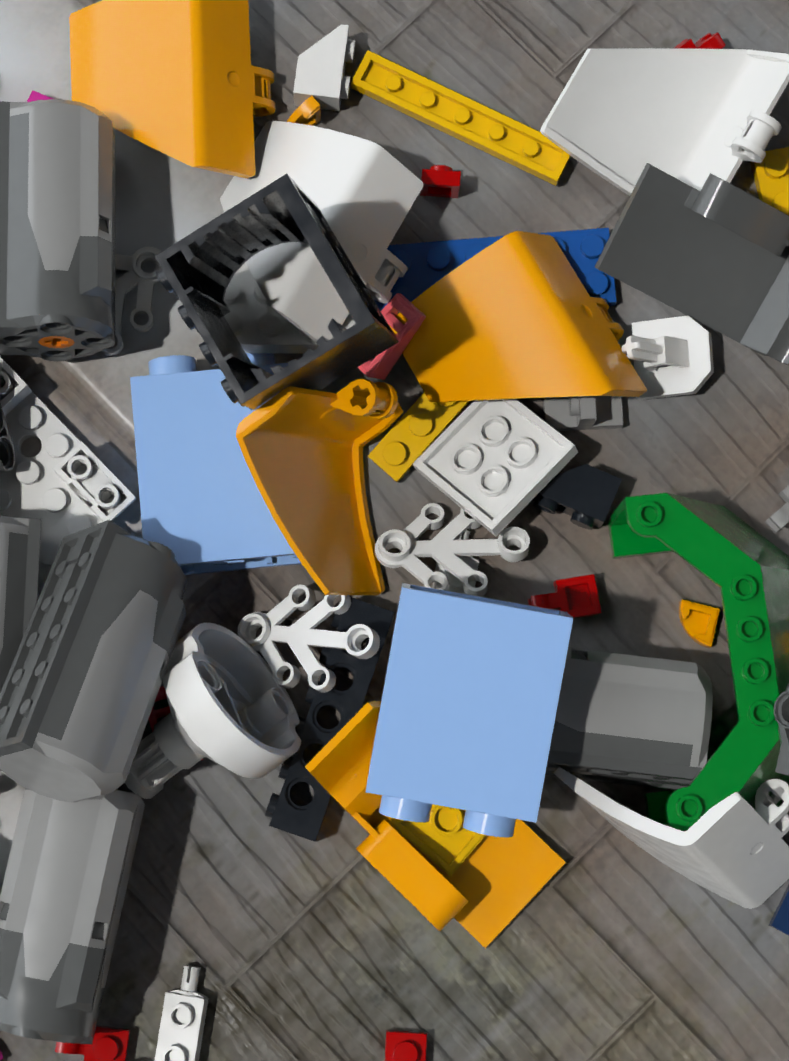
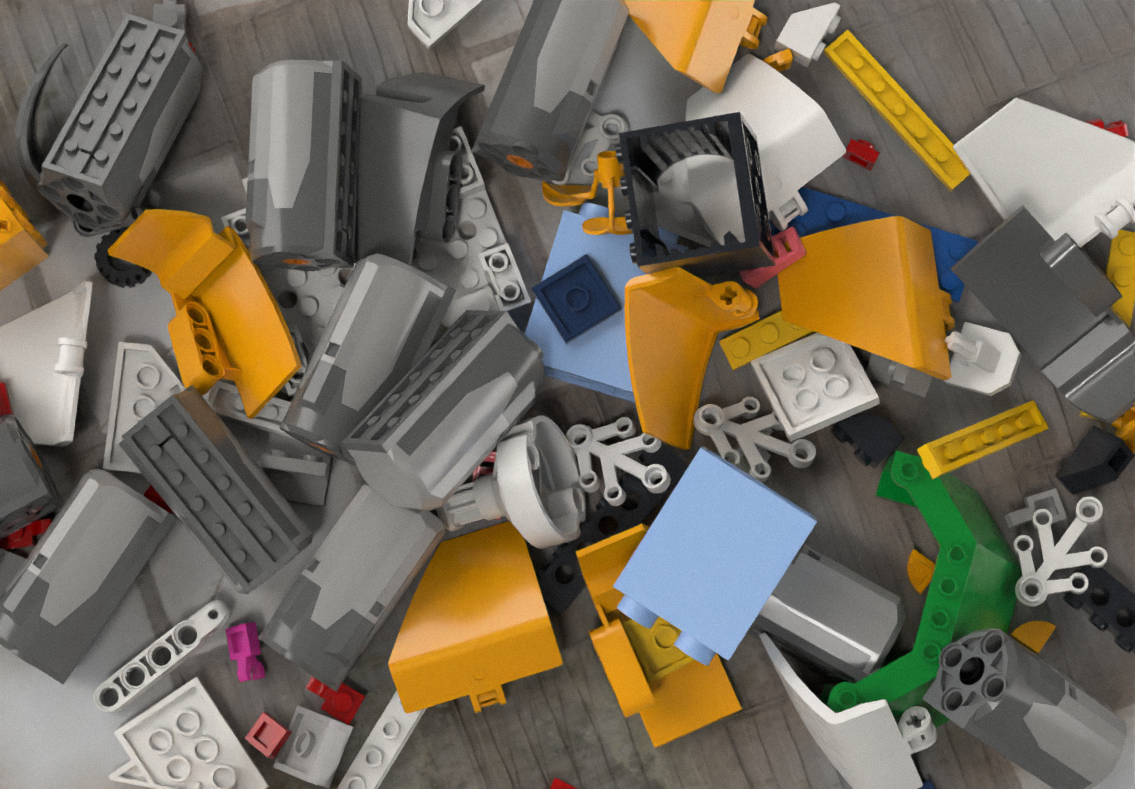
camera: 30 degrees right, 0 degrees up
(164, 315) = (609, 175): none -> light orange plant
(186, 473) = (576, 299): none -> dark blue tile
(219, 896) = (473, 623): none -> light orange panel
(572, 595) = (831, 512): red plate -> none
(711, 446) = (982, 439): none -> yellow plate

